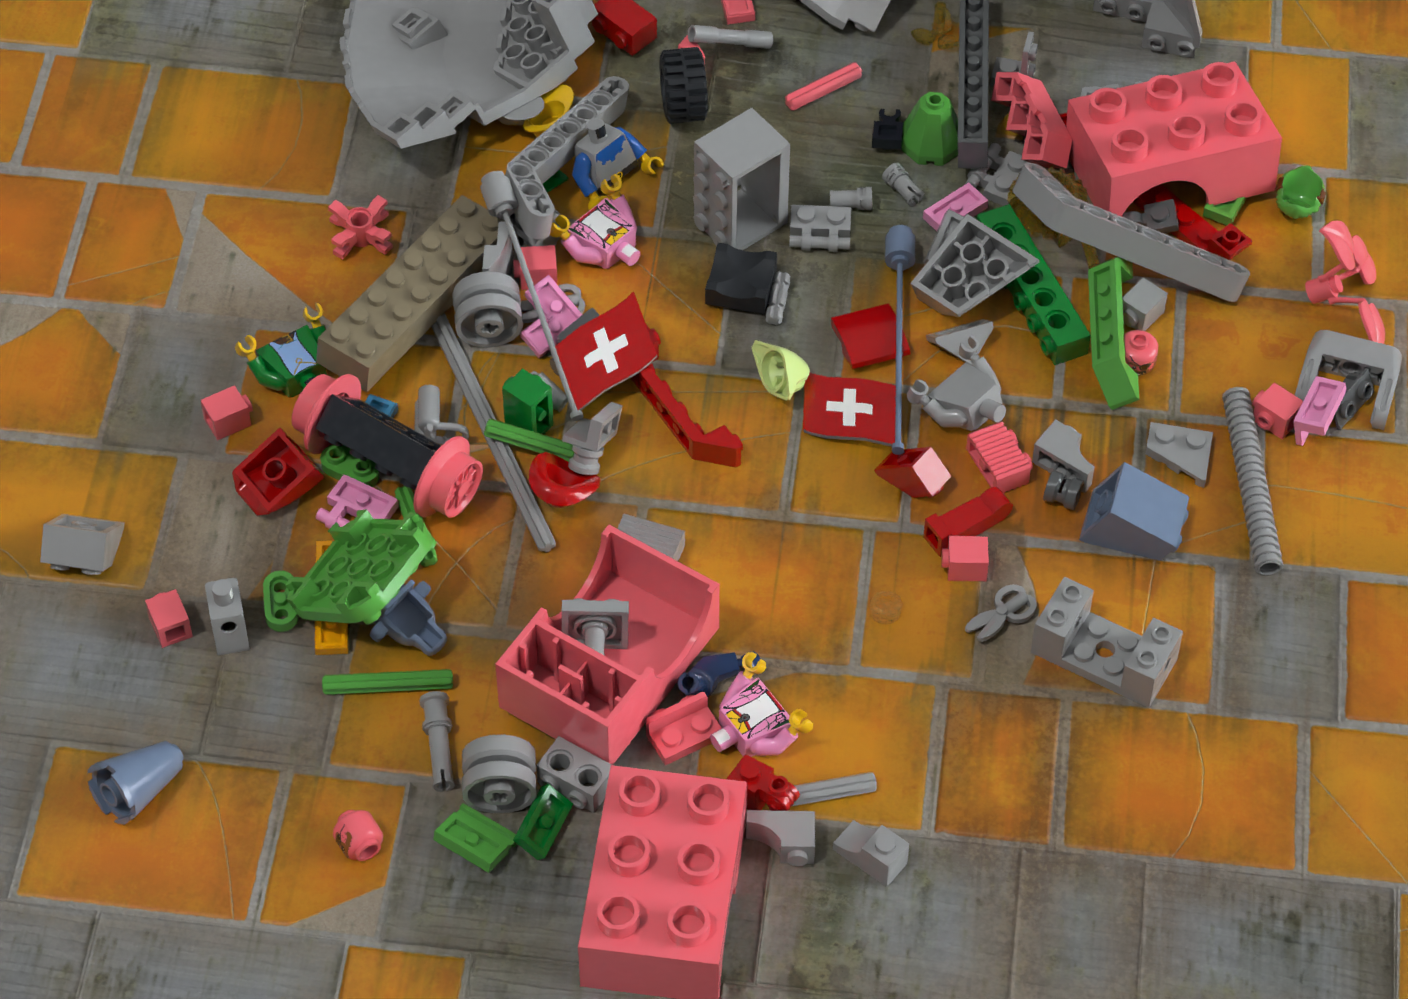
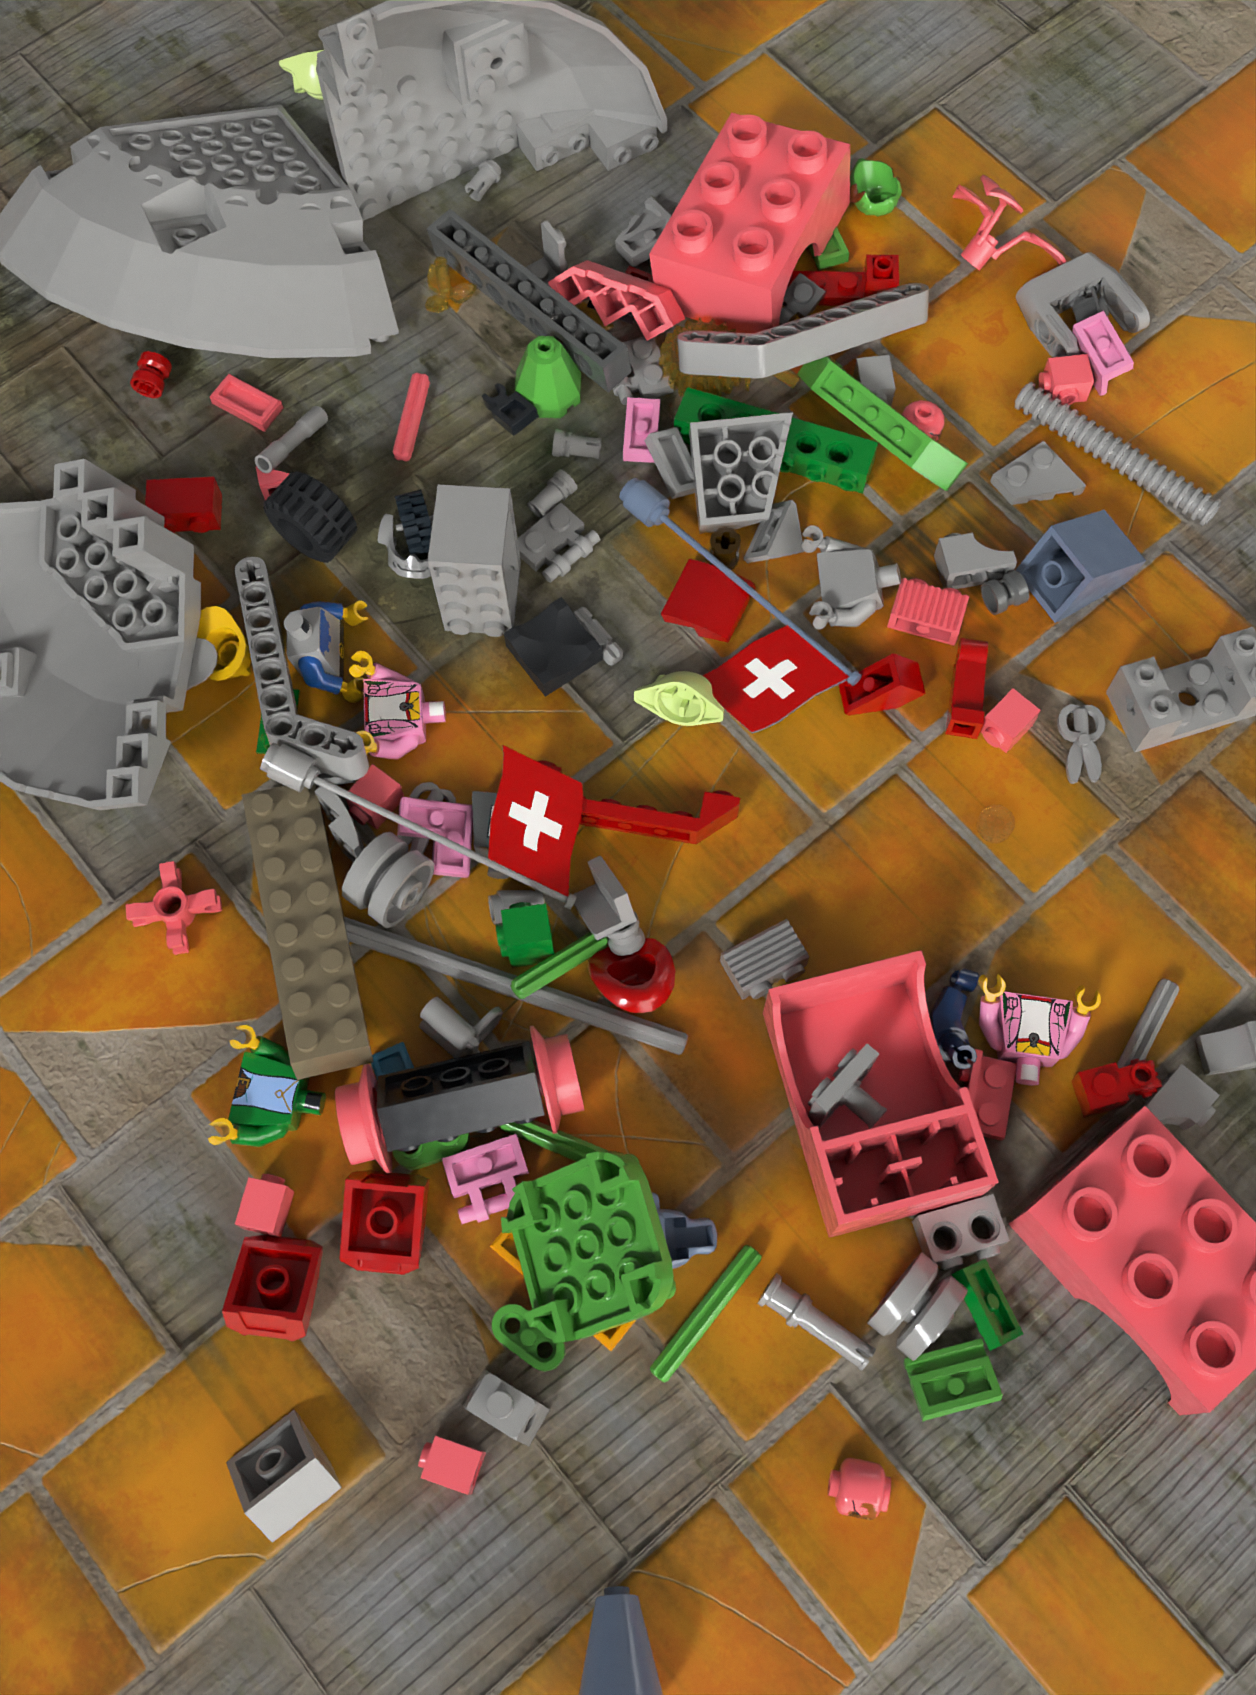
camera: 45 degrees left, 15 degrees up
(181, 451) = (273, 1287): none -> red slope
(916, 319) = (726, 539): none -> dark brown bush

